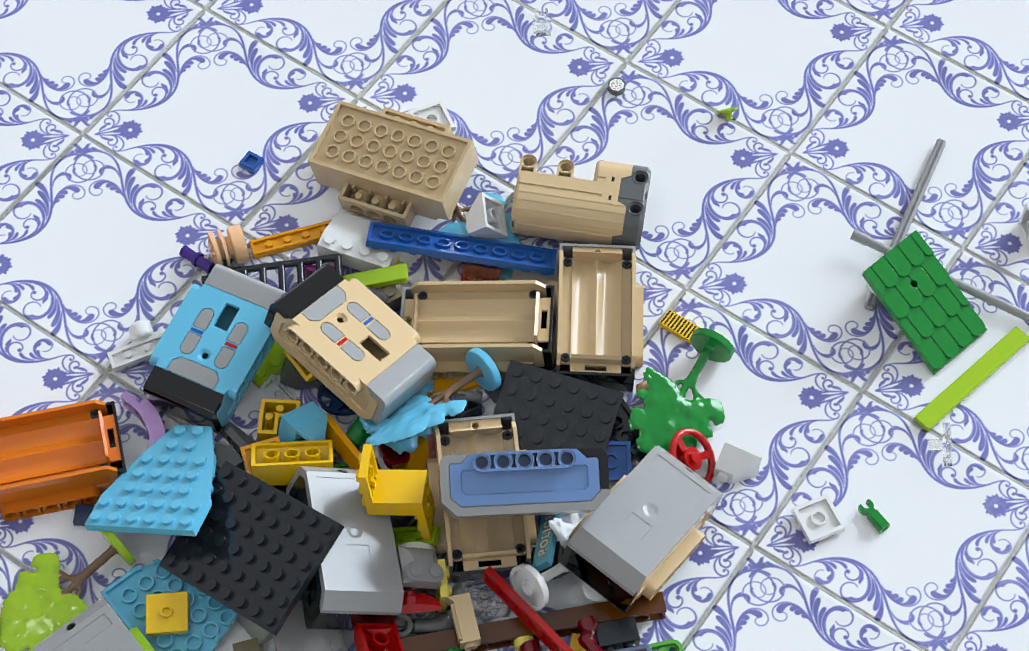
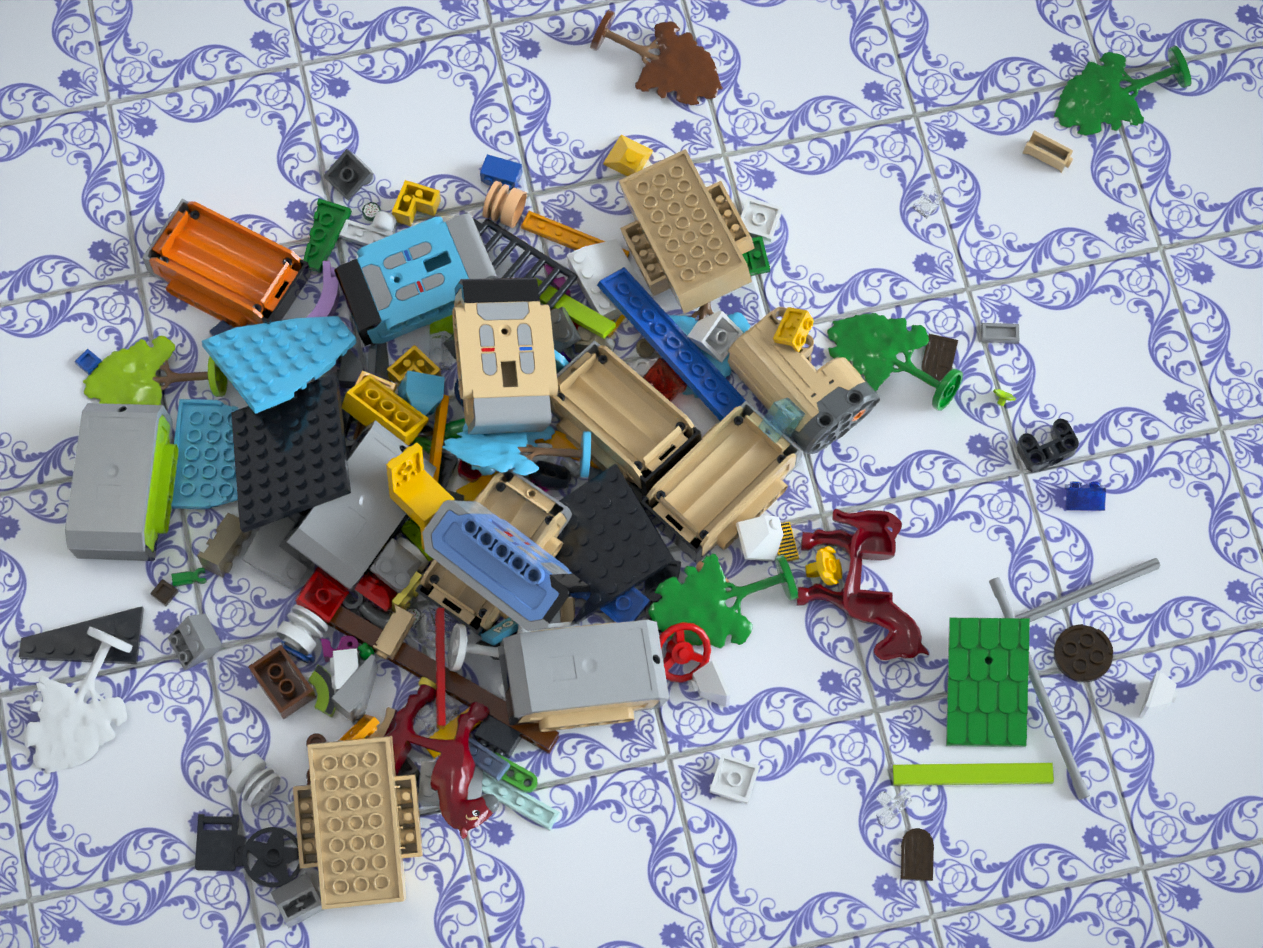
camera: 45 degrees right, 10 degrees up
(75, 318) = (348, 174): none -> dark grey slope
(97, 374) = (325, 232): none -> green wing
(120, 333) = (369, 211): none -> tile
(152, 294) = (415, 198): none -> yellow brick
(167, 613) = (206, 453): yellow plate -> none
(195, 228) = (500, 170): none -> blue brick
(197, 259) = (477, 194): dark purple pin -> none
(251, 162) = (591, 146): blue tile -> none
(260, 62) = (679, 66): none -> reddish brown plant
(287, 150) = (627, 156): none -> yellow slope
(437, 271) = (644, 349): none -> dark tan tile
(550, 161) = (794, 328): none -> yellow bracket
(604, 233) = (780, 419): none -> clear light blue piece
(608, 140) = (872, 346): none -> green plant
(616, 86) = (936, 304): tile -> none
(655, 120) = (939, 356): none -> dark brown window
(663, 333) = (760, 537): none -> white slope
(680, 73) = (1000, 333): none -> light grey tile
(729, 317) = (825, 567): none -> yellow tile
(743, 277) = (869, 542): none -> dark red animal
(792, 133) = (1051, 452): none -> black beam
(851, 134) = (1085, 496): none -> clear blue bracket
(874, 516) = (779, 814): green bar -> none
(957, 239) = (1083, 653): none -> dark brown tile
(994, 465) = (917, 855): none -> dark brown window

